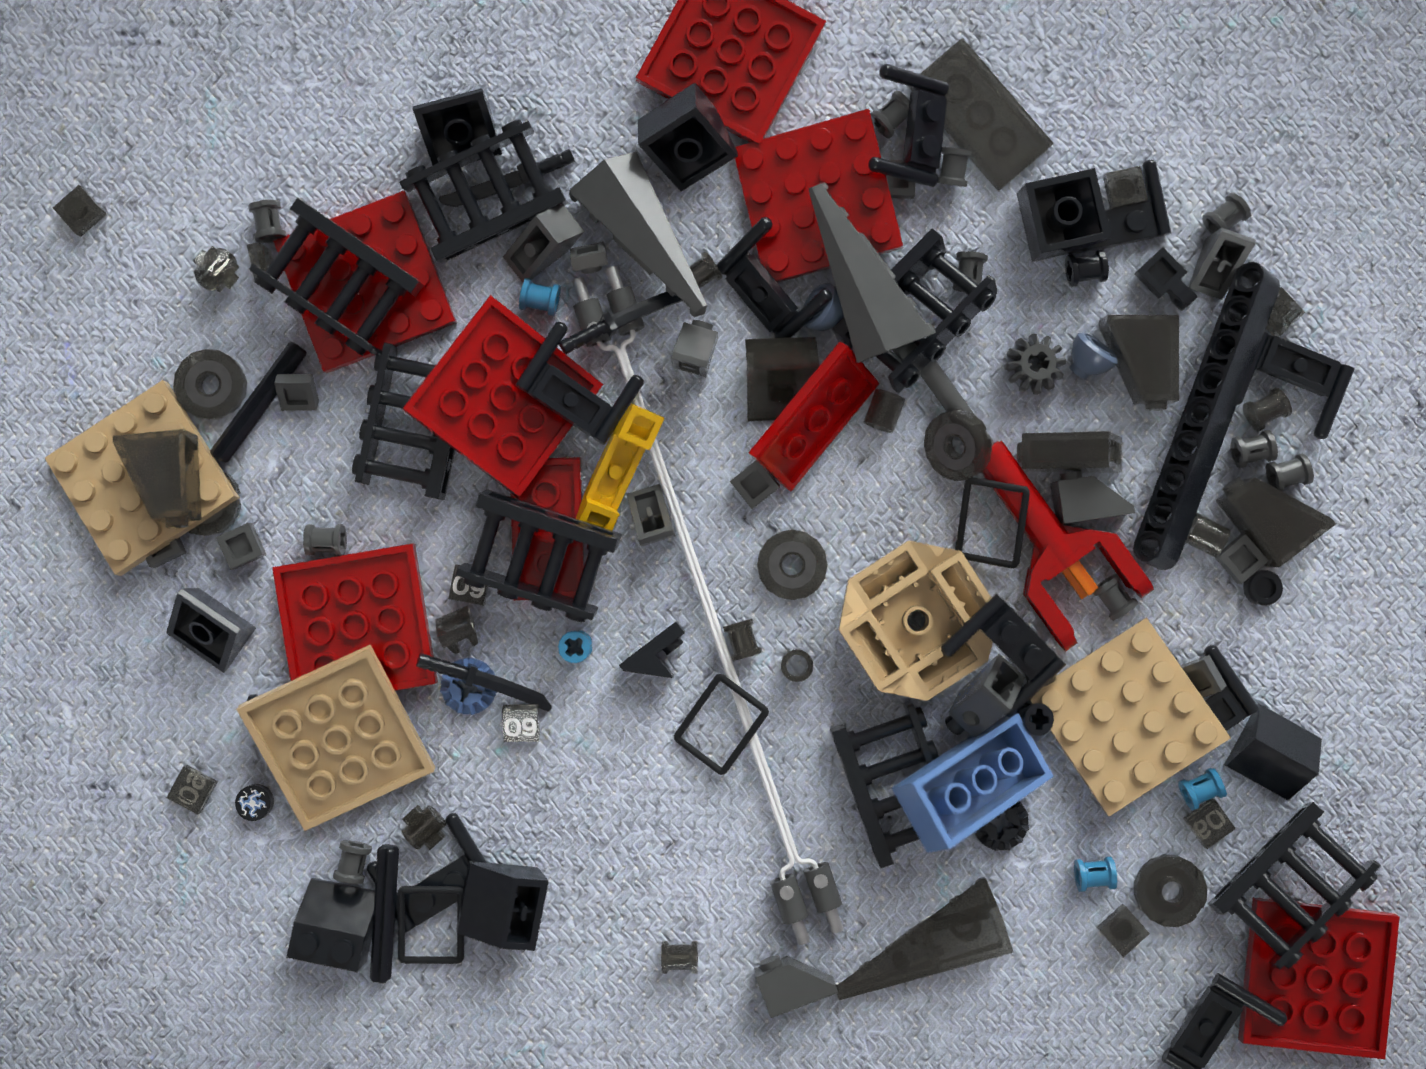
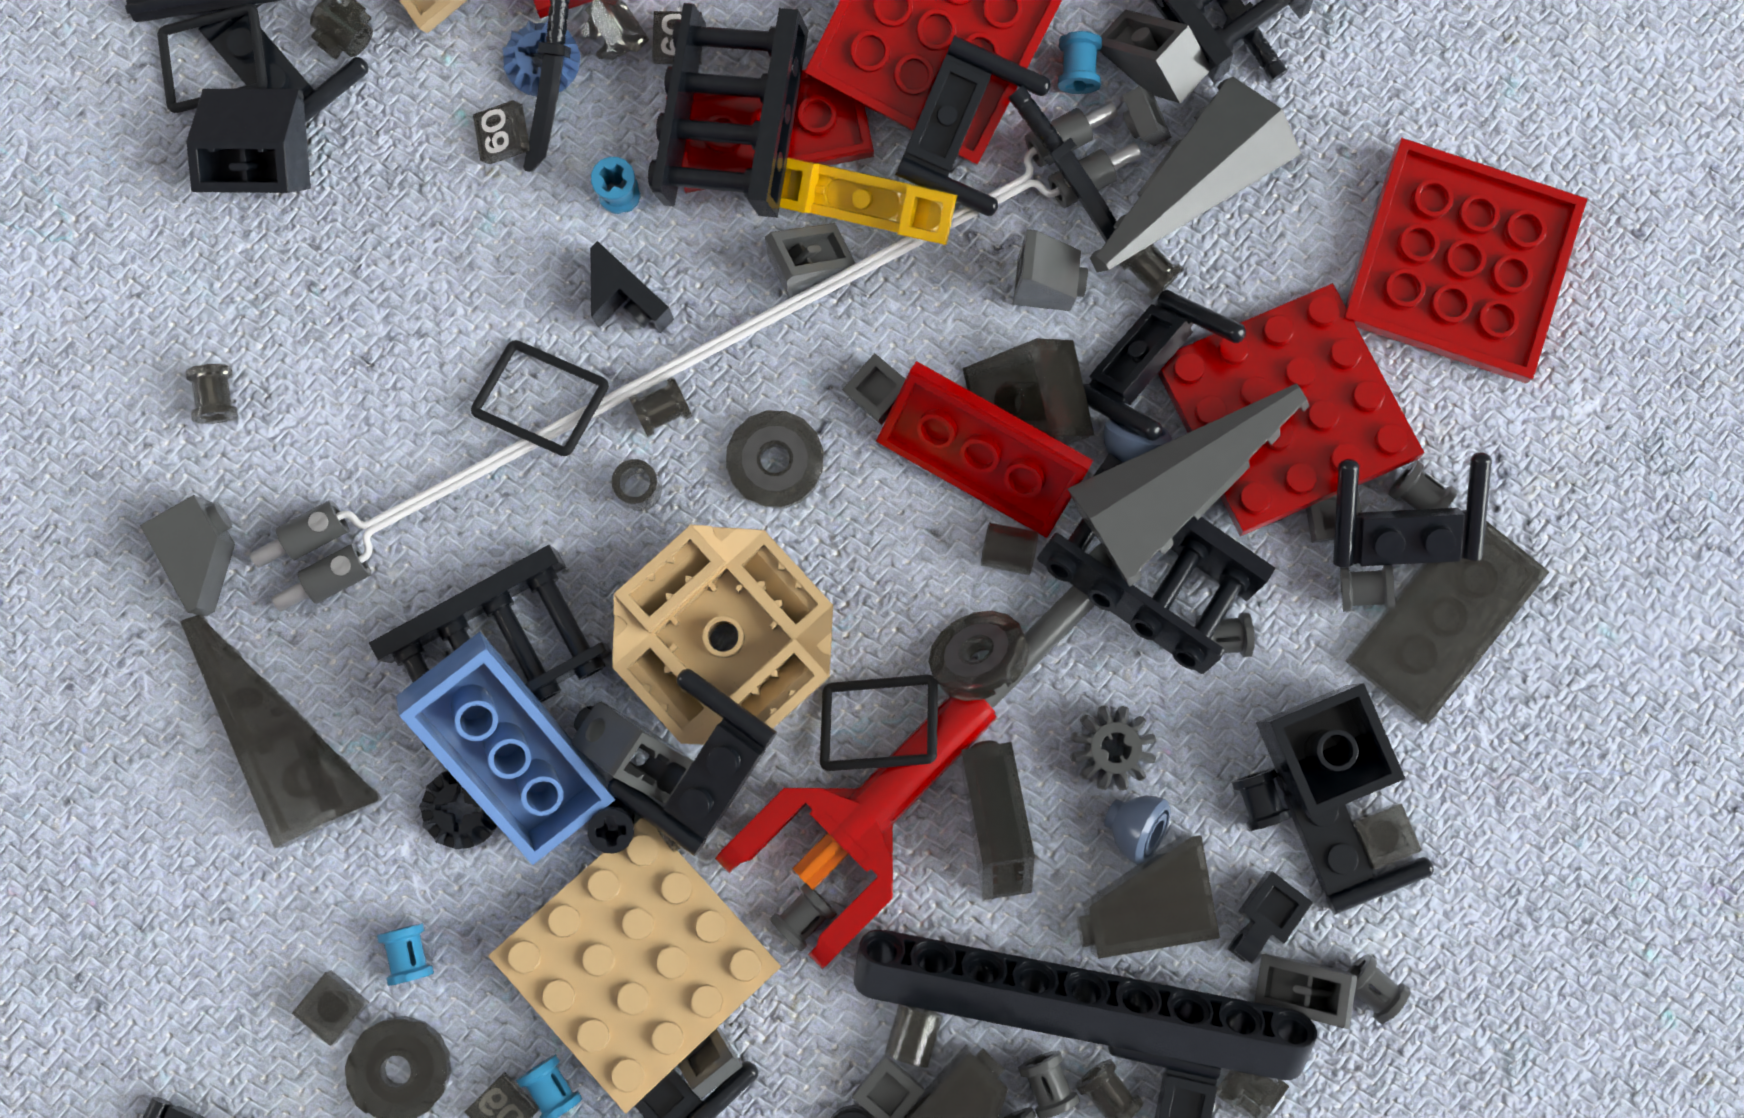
camera: 75 degrees right, 5 degrees down
(686, 137) = (1333, 214): black slope -> none
(1086, 499) = (934, 852): dark grey slope -> none

